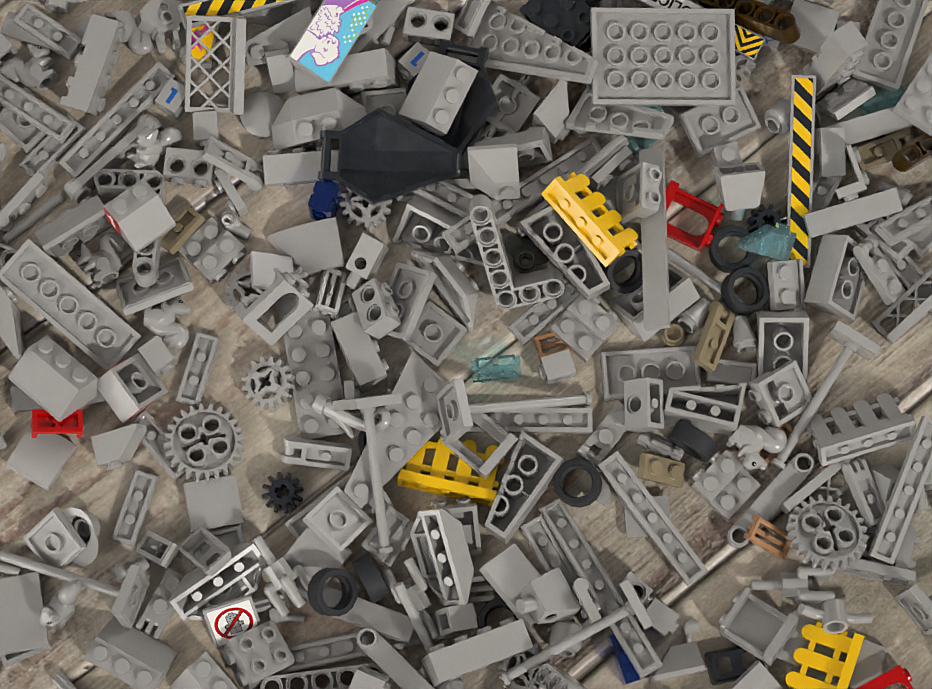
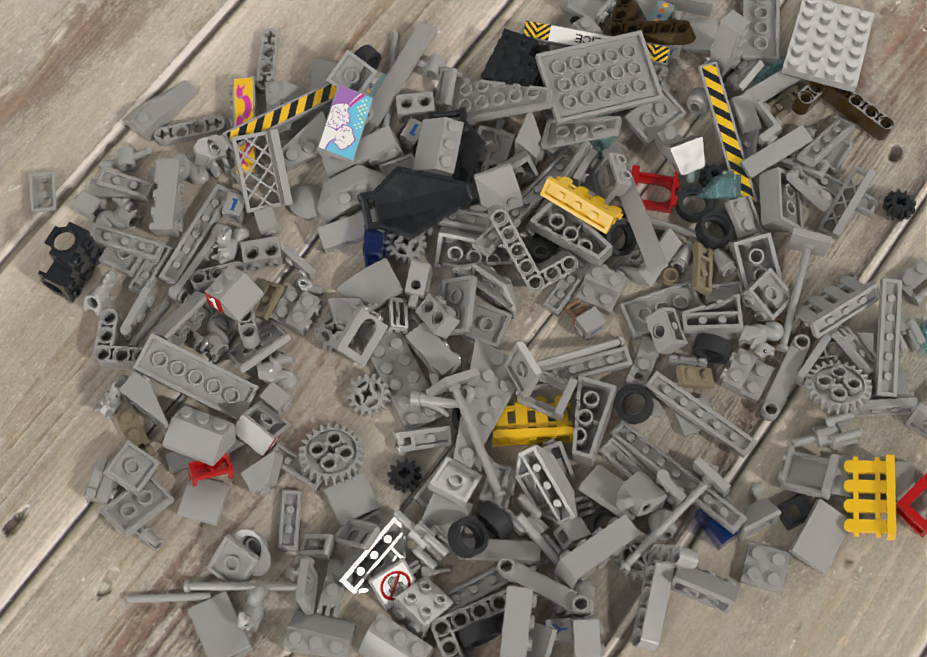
camera: 10 degrees left, 10 degrees down
(198, 369) = (310, 401): light grey tile -> none
(234, 163) = (296, 239): light grey plate -> none
(280, 71) = (313, 165): light grey tile -> none
(507, 368) = (550, 335): clear light blue hinge -> none
(662, 617) = (737, 488): light grey brick -> none
(753, 528) = (781, 401): medium nougat tile -> none
(834, 615) = (865, 447): light grey piece -> none

